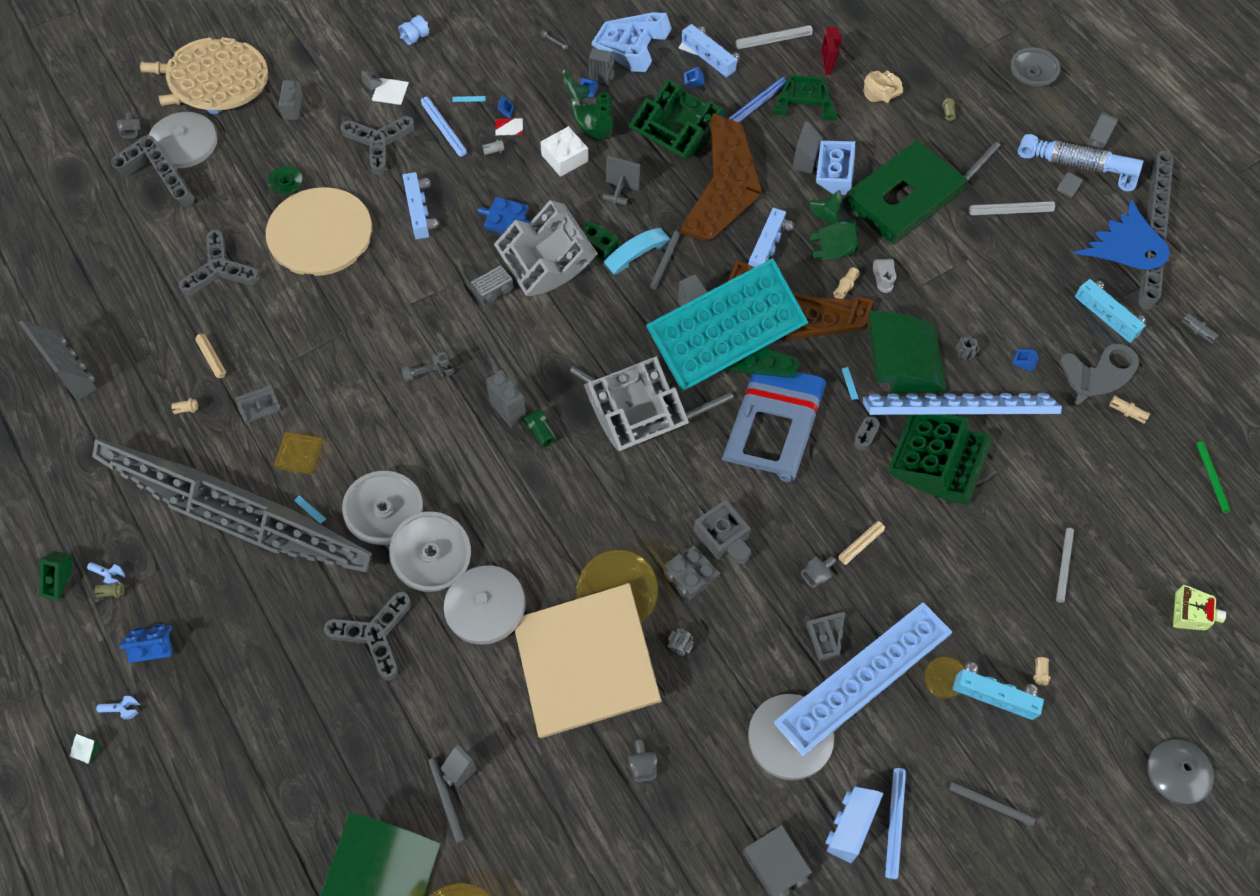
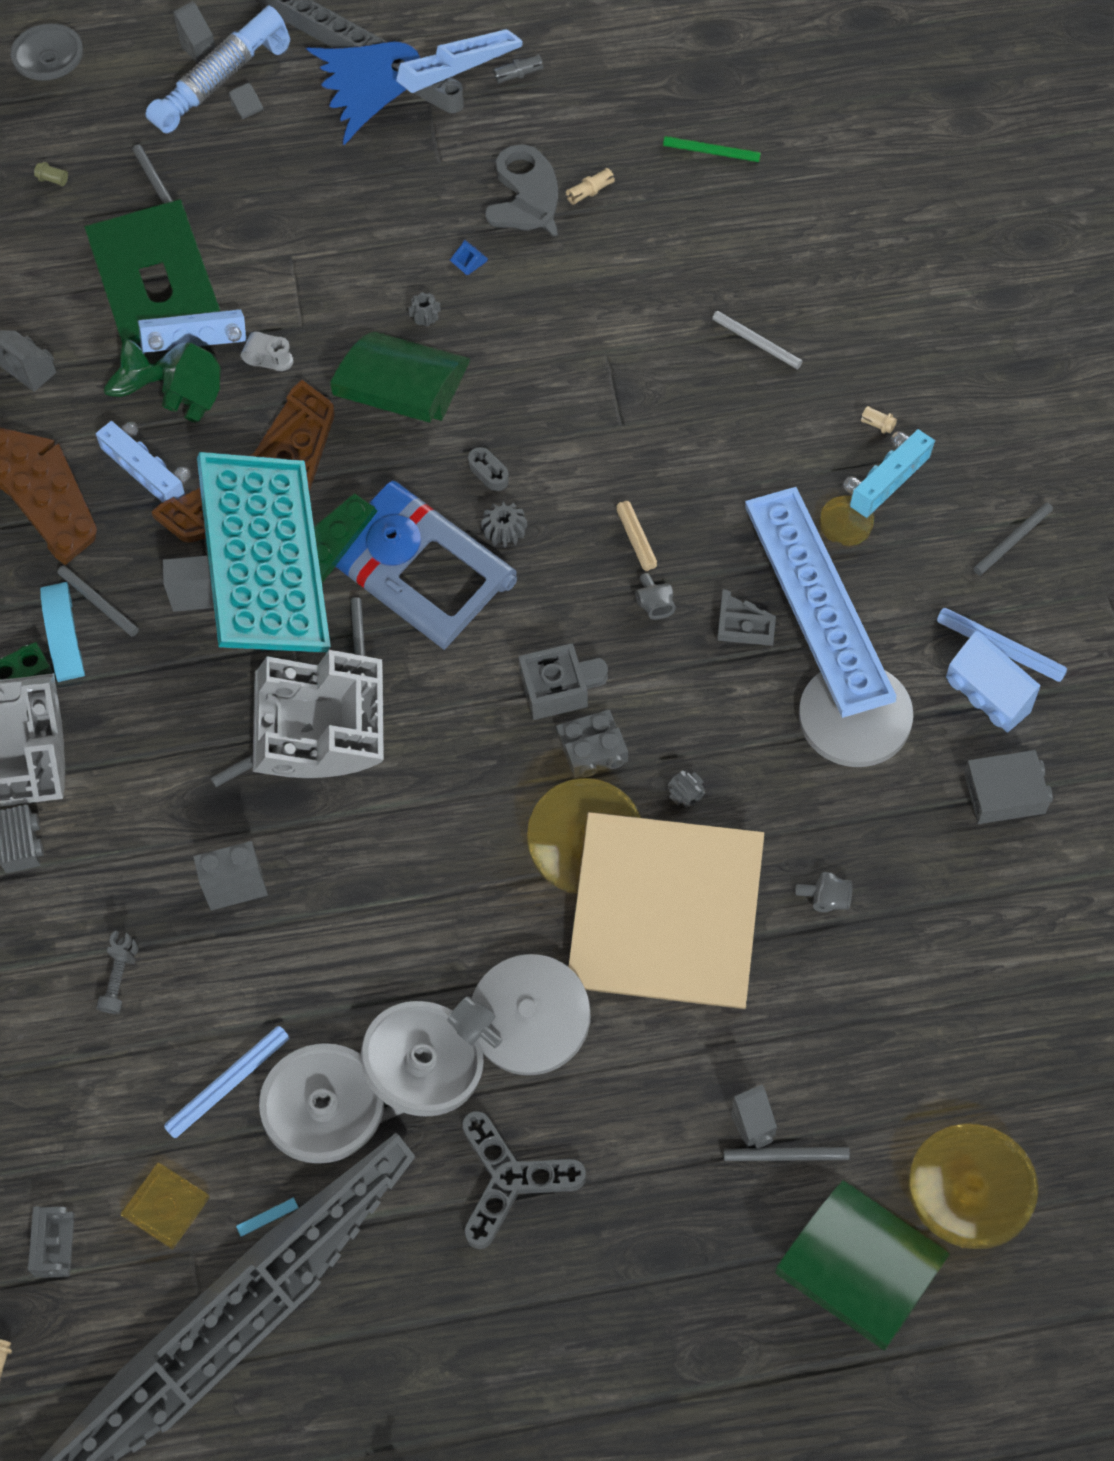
camera: 65 degrees left, 0 degrees up
(384, 454) = (226, 1082): none -> light blue axle
(462, 570) = (473, 1021): none -> dark grey piece
(537, 424) = (282, 854): dark green piece -> none
(780, 403) = (394, 550): none -> blue dish
(831, 463) = (504, 524): none -> dark grey gear
(836, 166) = (72, 332): light blue slope -> none
(846, 283) = (257, 400): tan pin -> none
(850, 384) = (405, 459): medium azure piece -> none
(874, 226) = (195, 329): none -> light blue piece
(940, 456) = (560, 401): dark green slope -> none
(963, 404) = (502, 351): light blue plate -> none
(1009, 208) = (243, 176): light grey axle -> none
(1110, 311) = (448, 142): medium azure piece -> none
(1171, 779) = (1041, 353): dark grey dish -> none
(1180, 286) = (455, 58): none -> light blue slope
(1195, 609) = (866, 241): yellowish green torso -> none

